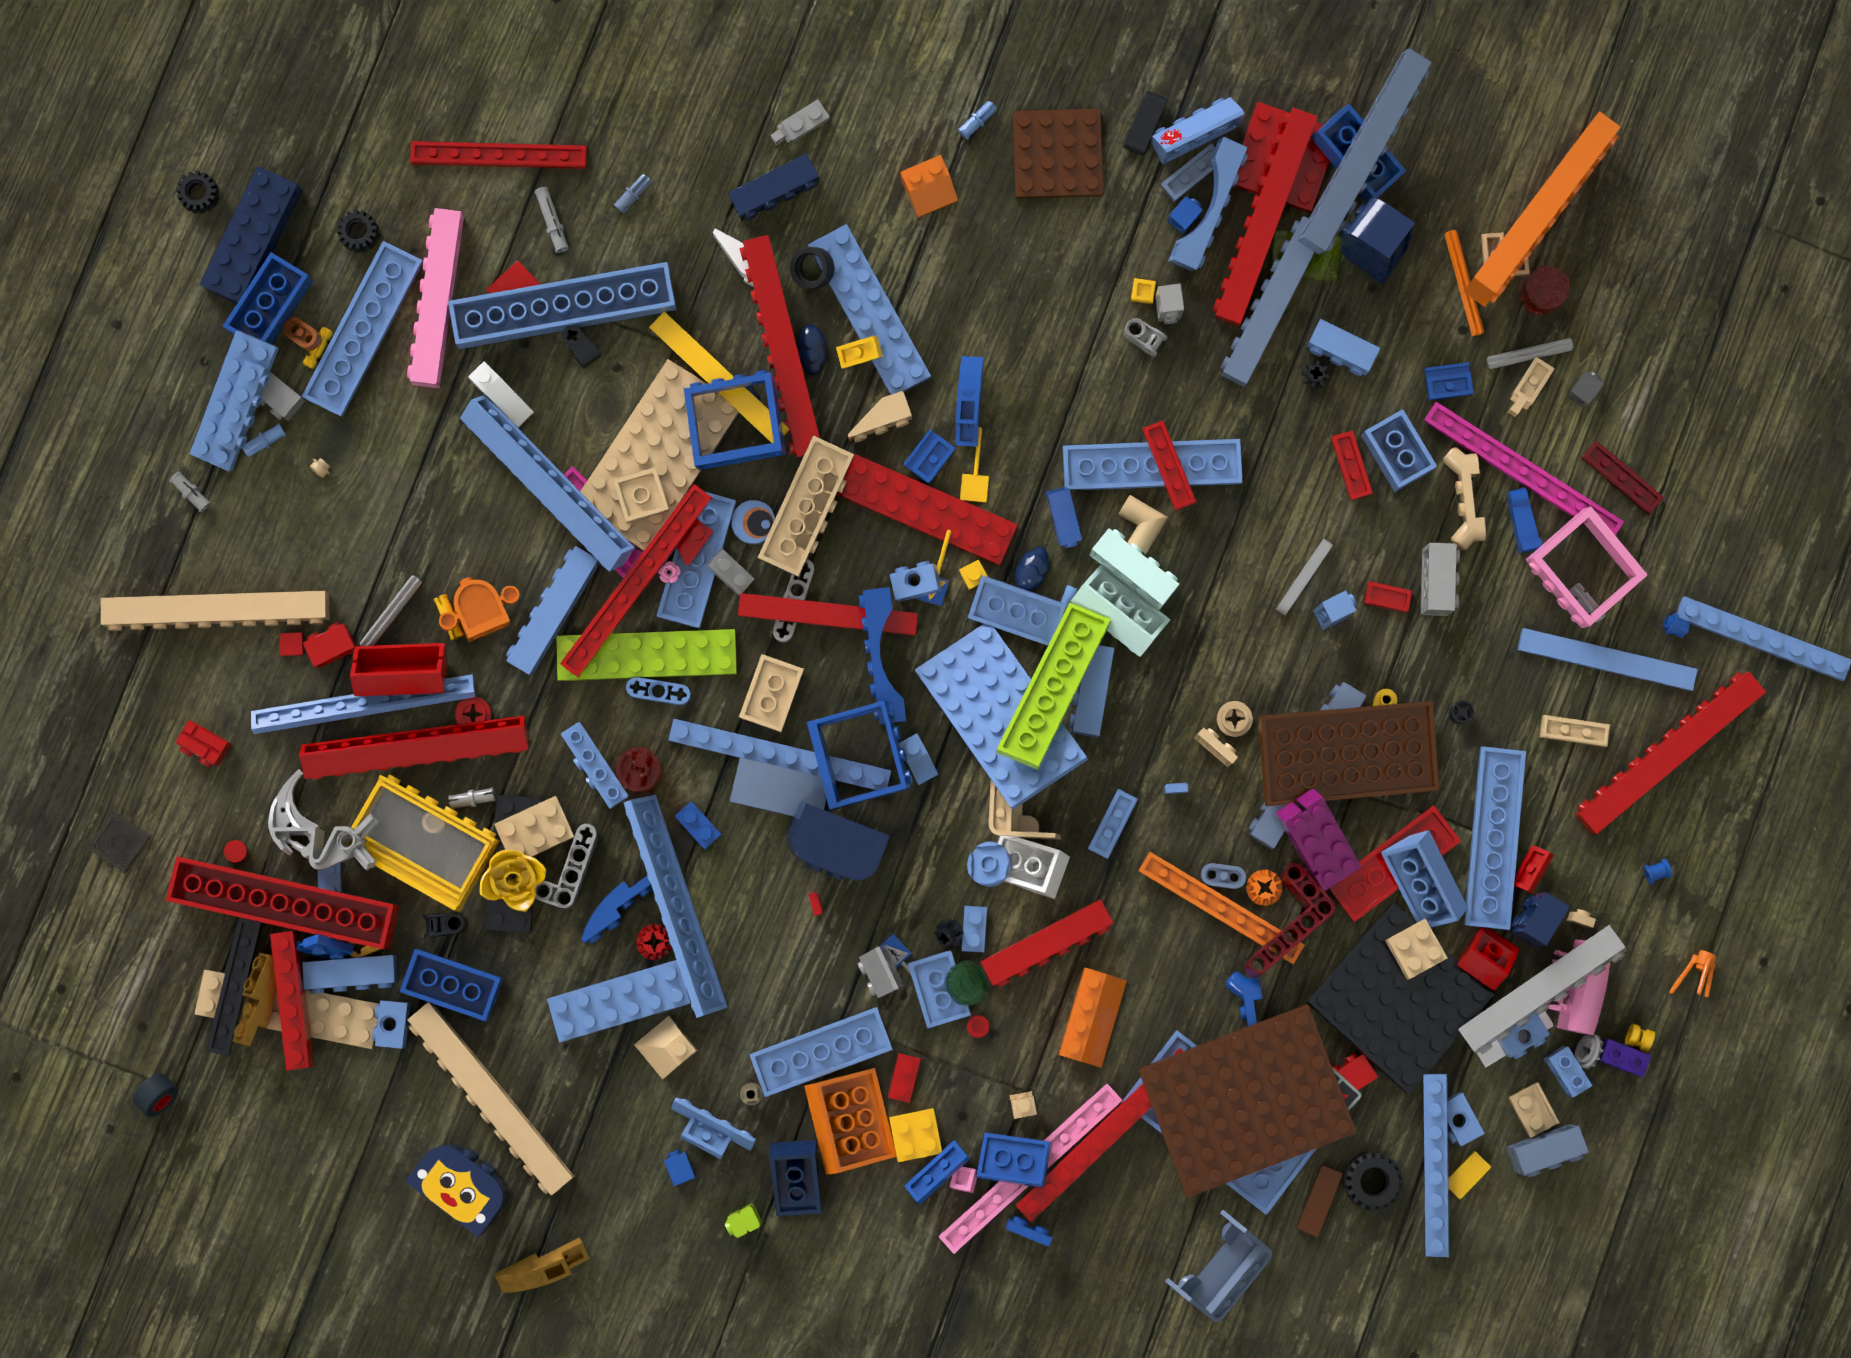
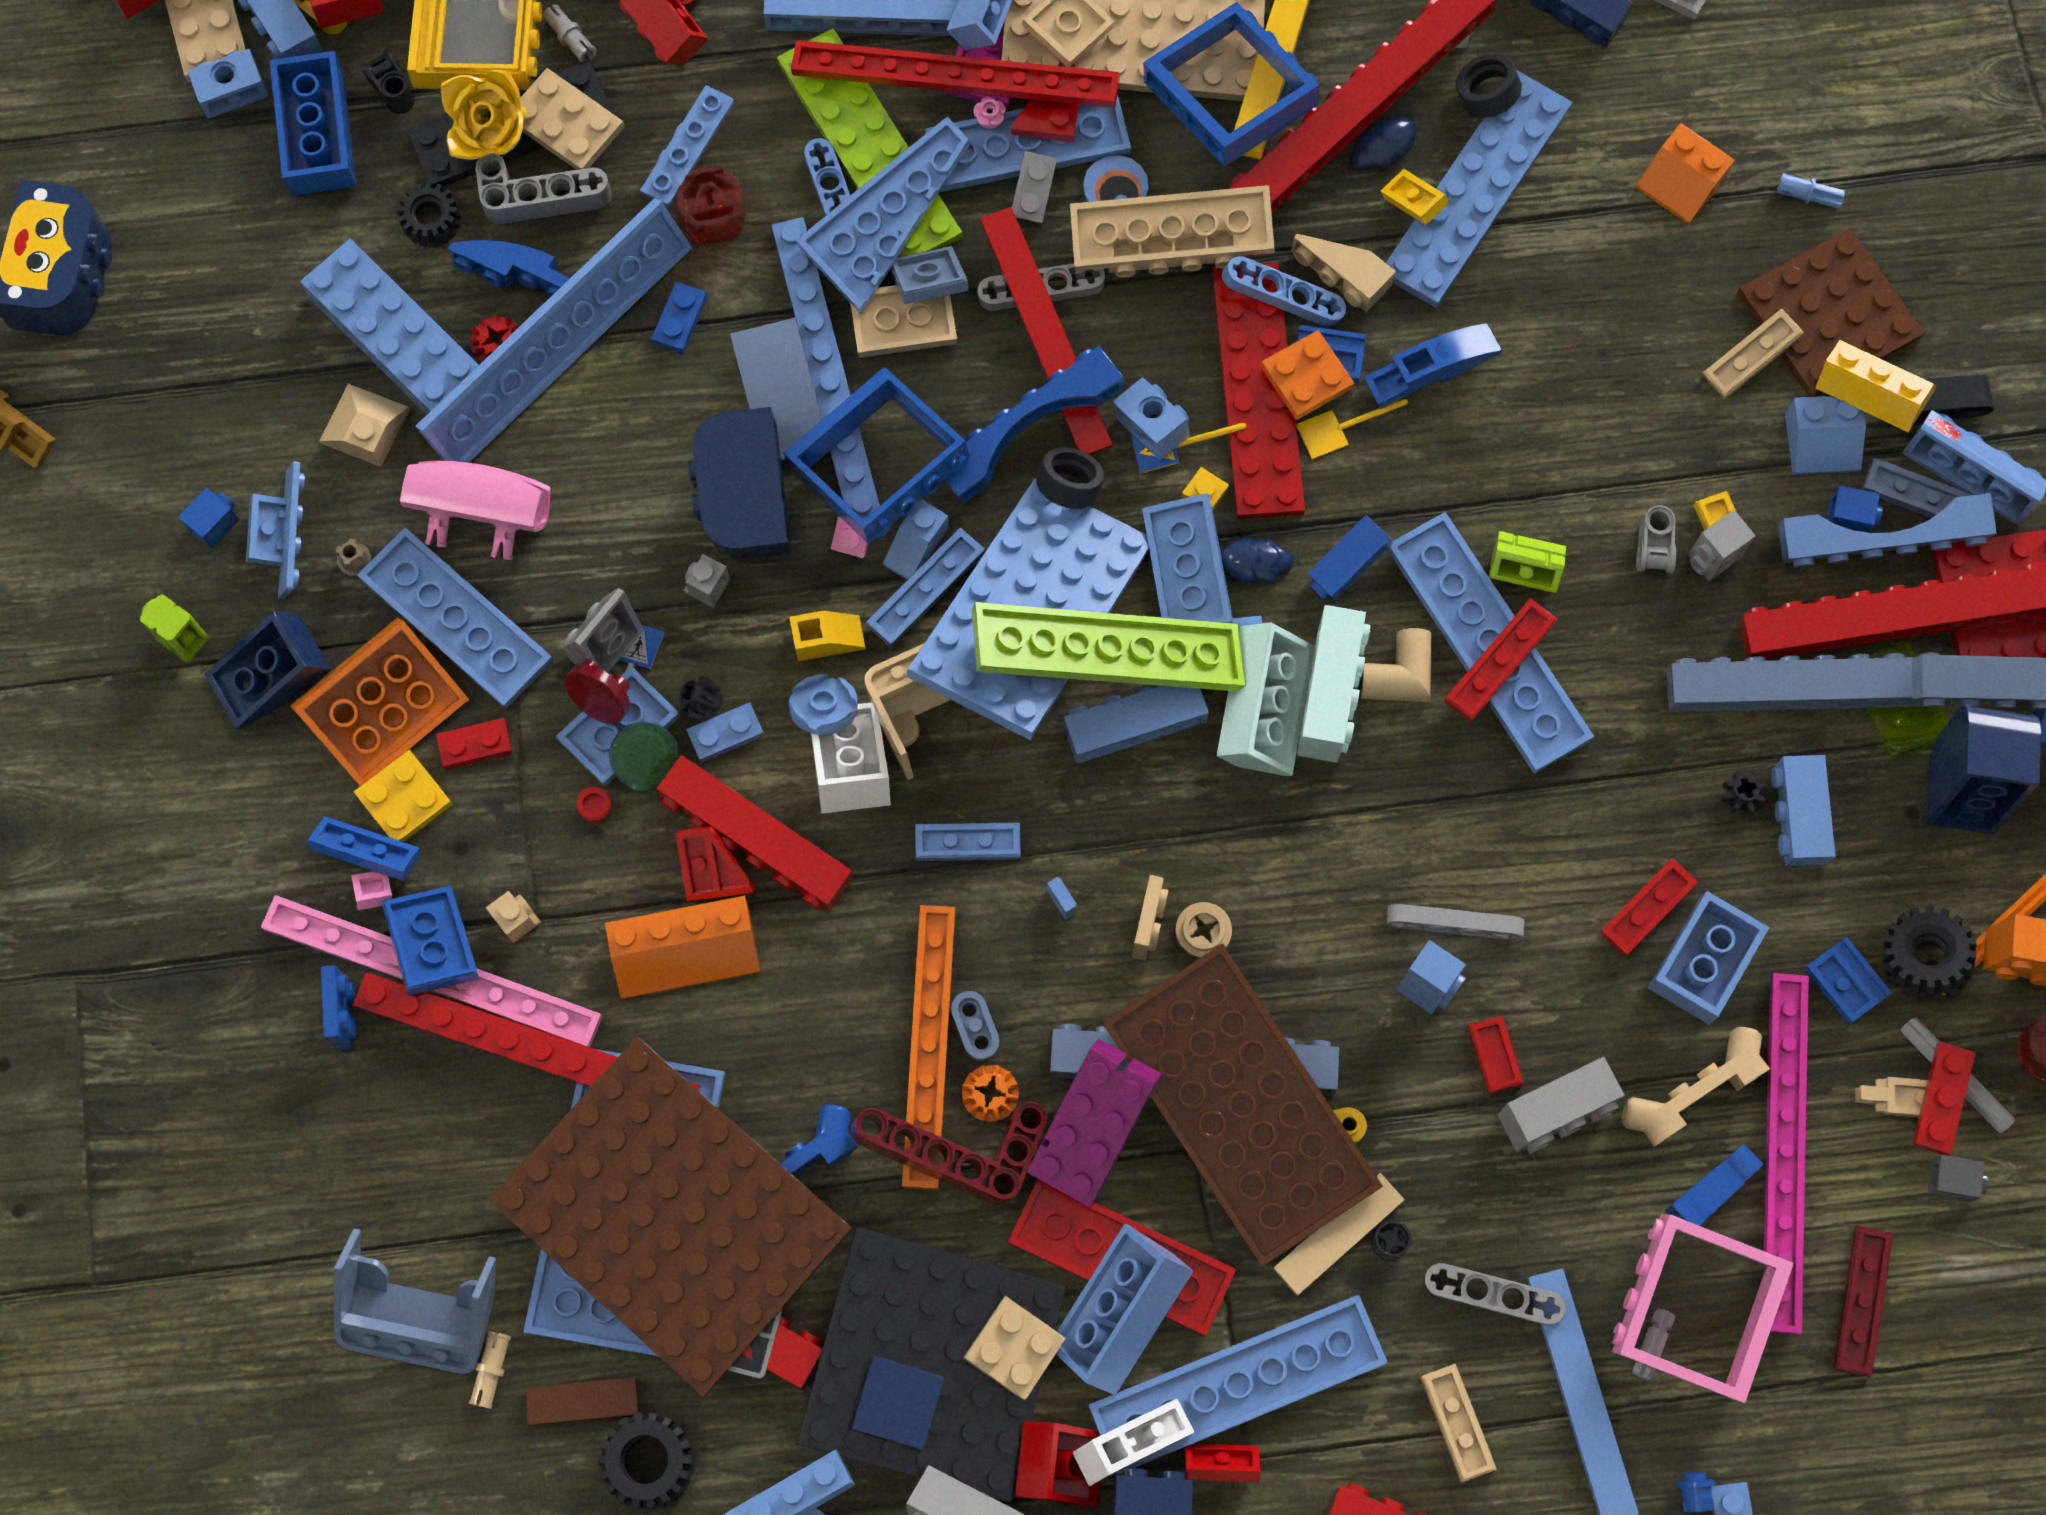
camera: 65 degrees right, 10 degrees down
(490, 1098) = (187, 246): tan brick -> none
(563, 943) = (428, 197): none -> black tyre
(706, 681) = (871, 227): none -> medium blue wing
(755, 664) = (928, 275): none -> sand blue tile
(755, 1002) = (476, 494): none -> bright pink piece
(815, 903) = (651, 510): red tile -> none
(876, 893) = (706, 580): none -> light grey brick
(880, 463) = (1283, 296): none -> medium blue beam
(896, 799) = (848, 541): none -> bright pink plate
(920, 991) = (598, 692): none -> dark red tile
(935, 661) = (1068, 493): none -> black tyre
(938, 477) = (1307, 375): none -> orange plate
(948, 768) = (925, 587): none -> medium blue plate
(949, 840) = (826, 634): none -> yellow slope
(1053, 978) = (709, 866): none -> red wing
(1061, 214) = (1753, 354): none -> tan tile
(1118, 416) = (1527, 562): none -> lime brick
(1124, 159) = (1874, 386): none -> yellow slope
(1132, 202) = (1825, 436): none -> medium blue slope
(1276, 1243) = (489, 1370): none -> tan pin
(1415, 1028) = (897, 1402): none -> dark blue tile
(1447, 756) = (1336, 1238): none -> tan tile
(1454, 313) = (1933, 930): none -> black tyre
(1500, 912) = (1132, 1442): none -> white slope
(1521, 675) = (1496, 1289): none -> light grey beam
(1541, 370) = (1943, 1098): none -> red plate

